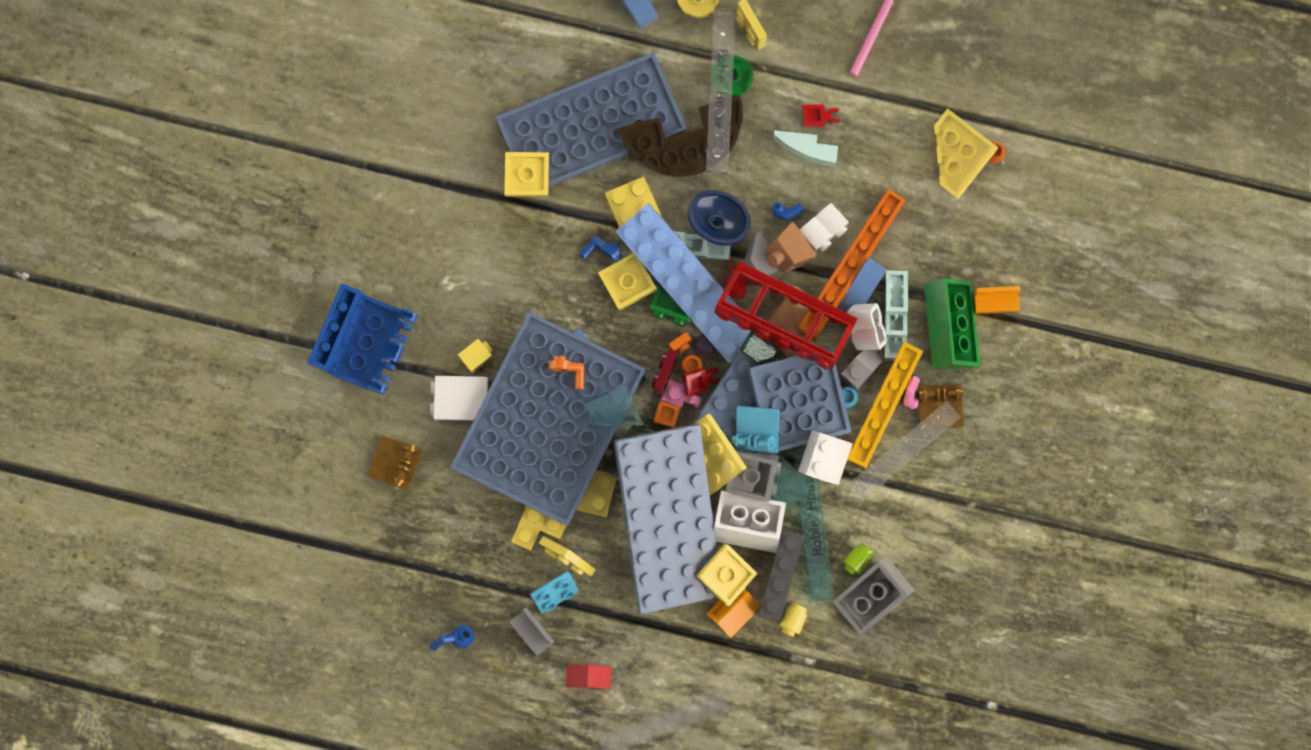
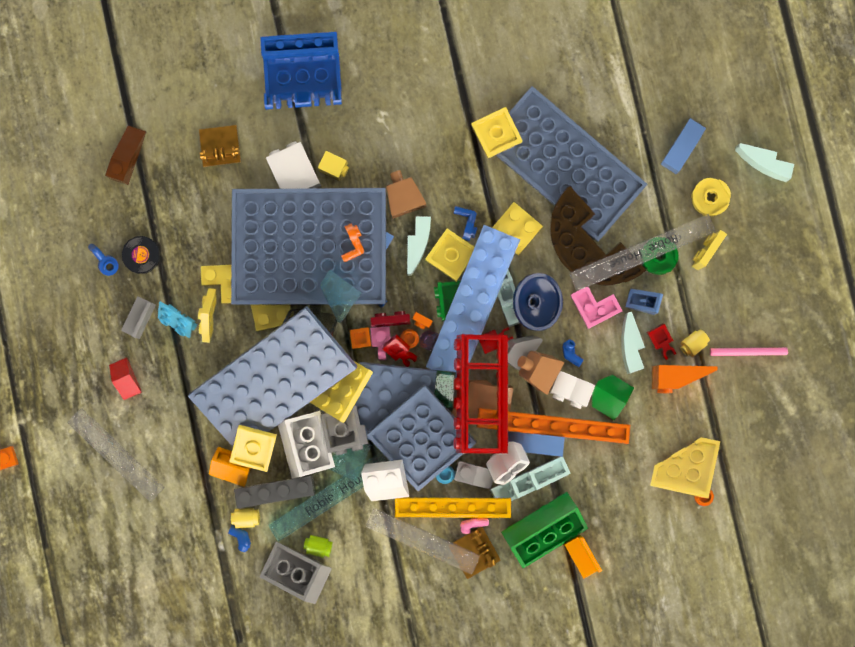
camera: 65 degrees right, 5 degrees up
(356, 563) = (125, 155): none -> reddish brown slope
(467, 598) = (141, 255): none -> black tile
(542, 299) = (403, 195): none -> medium nougat torso
(599, 309) = (418, 243): none -> light aqua slope
(754, 170) = (594, 312): none -> bright pink plate
(757, 429) = (379, 415): medium azure hinge -> none
(770, 113) = (644, 301): none -> medium blue slope
(814, 633) = (242, 537): none -> blue arm
(837, 85) = (694, 343): none -> light yellow brick
(849, 193) = (611, 396): none -> green slope
(859, 126) = (671, 377): none -> orange slope

